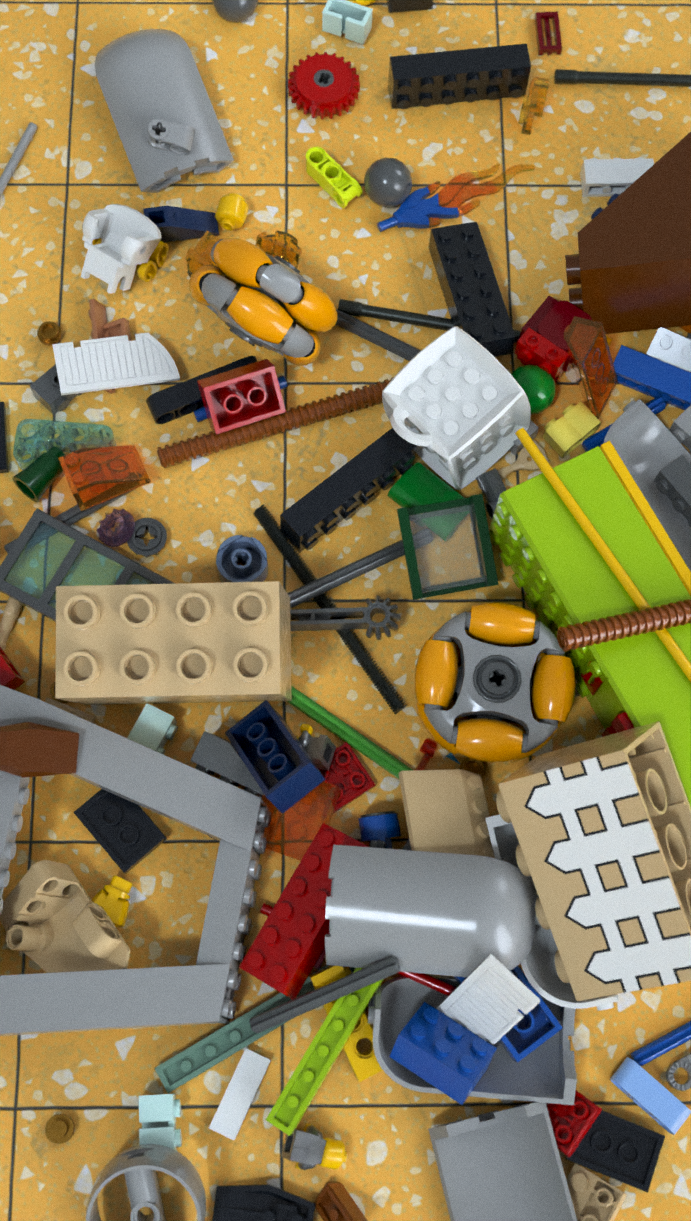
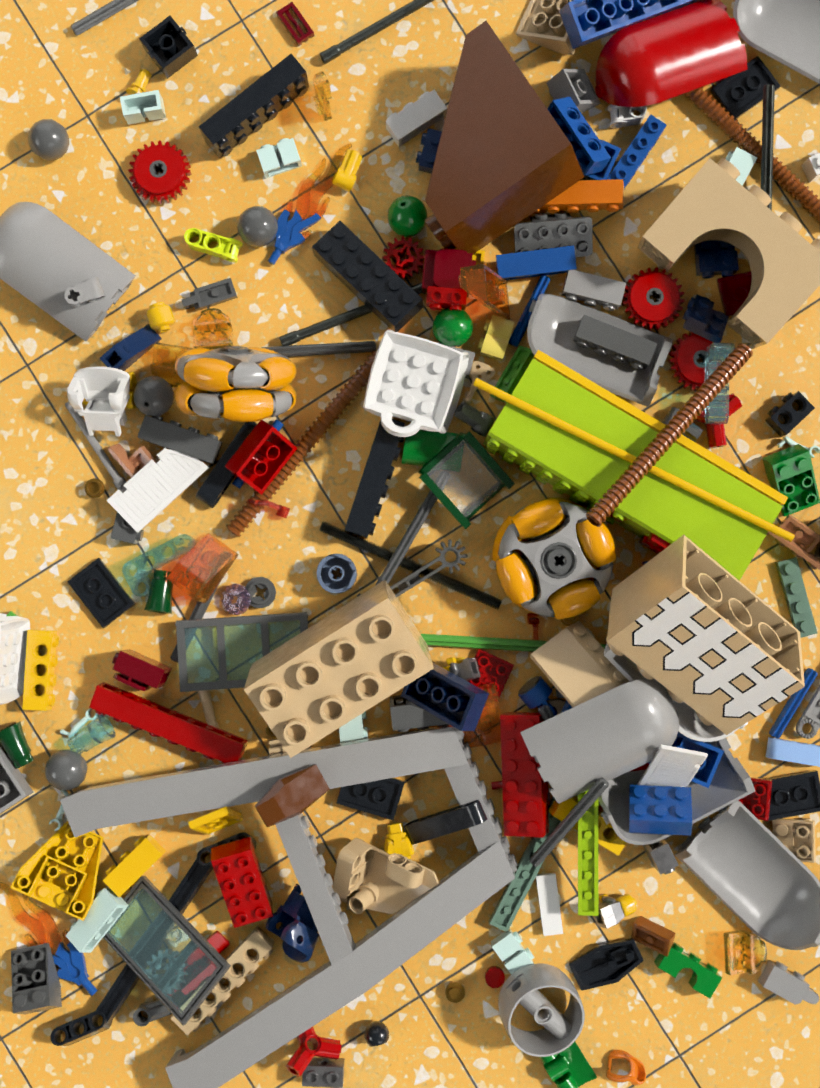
camera: 30 degrees left, 15 degrees up
(80, 295) = (118, 480): none -> light grey bar
(117, 1141) = (494, 977): none -> red tile
(152, 316) = (179, 439): none -> dark grey brick
(170, 276) = (153, 396): none -> dark grey piece
(182, 904) = (446, 822): none -> black beam
(227, 468) = (281, 510): none -> clear red piece
(296, 221) = (210, 295): none -> dark grey hinge
(410, 1115) = (661, 857): none -> flat silver brick
(451, 137) = (279, 158): none -> light aqua piece
(510, 188) = (345, 174): none -> yellow piece
(520, 295) = (410, 260): none -> red gear
(547, 258) = (407, 216): none -> green piece

